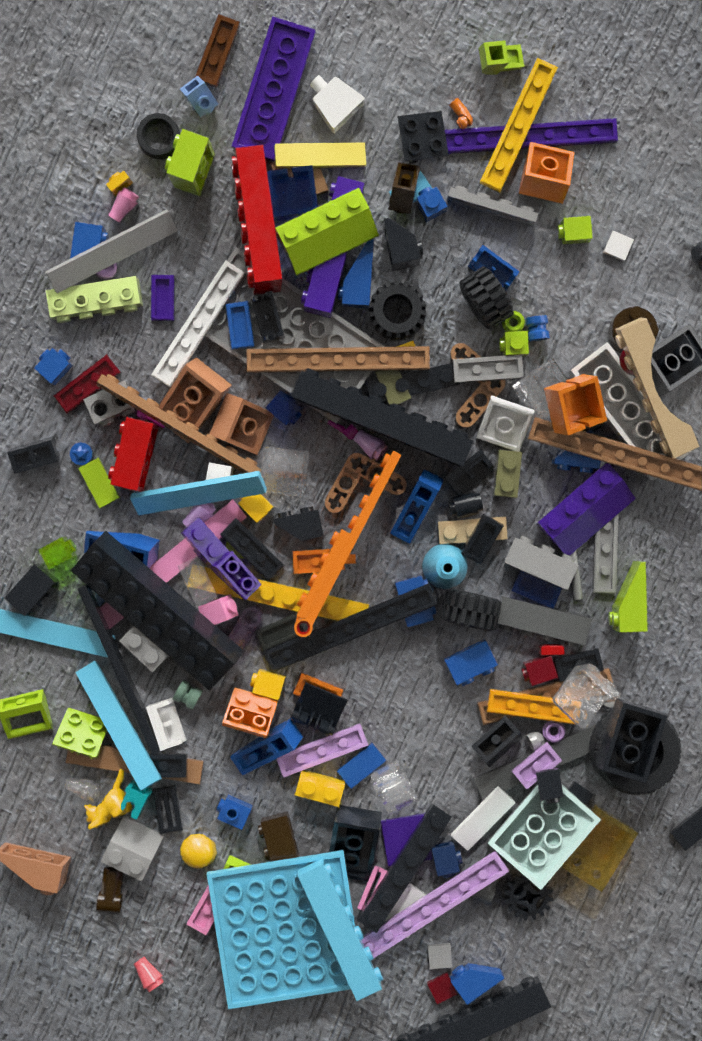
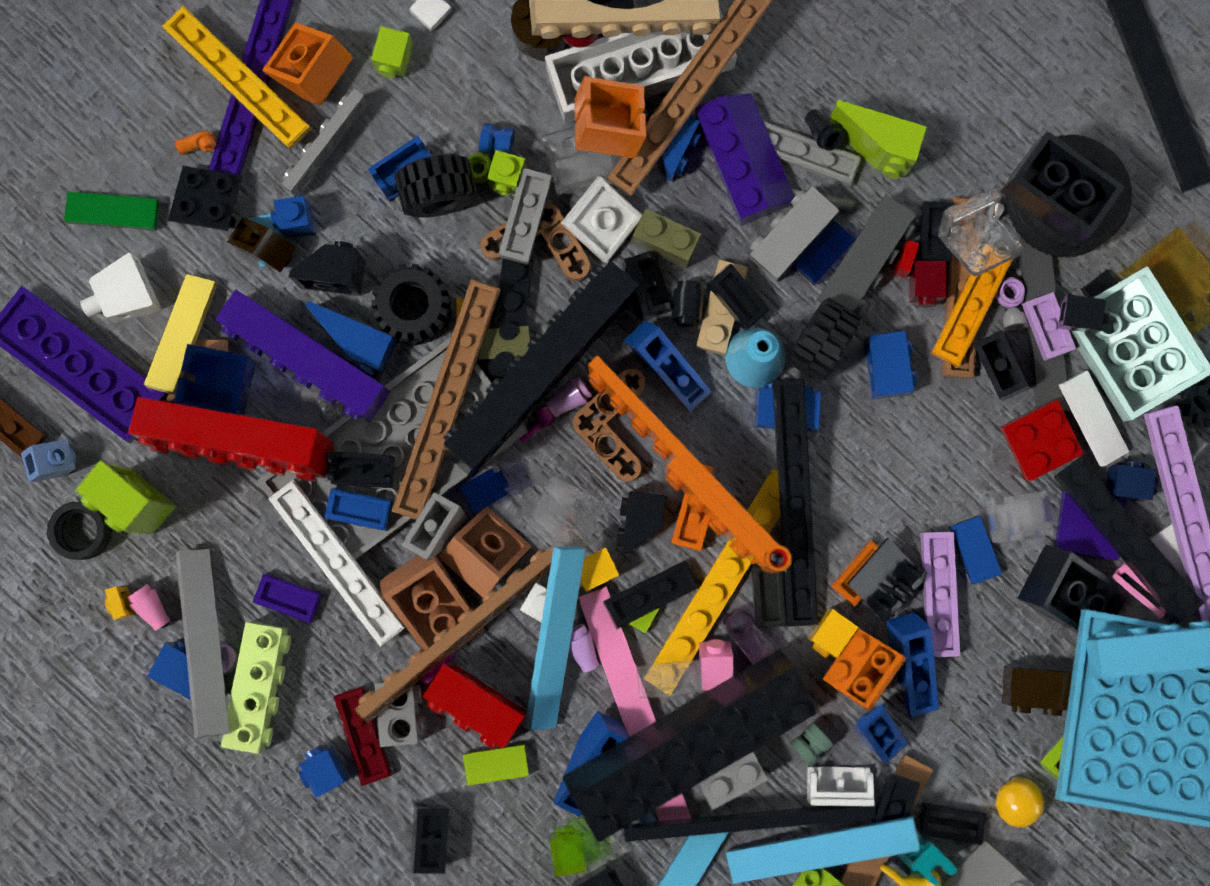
camera: 75 degrees left, 5 degrees down
(81, 453) = (450, 775): blue tile -> none
(202, 916) = (1105, 824): bright pink plate -> none
(209, 739) = (880, 734): none -> blue slope
(220, 559) = (651, 640): dark purple slope -> none
(233, 811) = (984, 736): blue brick -> none
(245, 383) = (434, 527): none -> light grey slope
(320, 788) = (989, 612): yellow brick -> none
(327, 231) = (278, 354): lime slope -> none
(391, 72) = (111, 211): none -> green tile
(454, 786) = (1041, 440): none -> red plate
(498, 57) = (143, 71): lime brick -> none
(624, 561) = (825, 131): none -> black cone

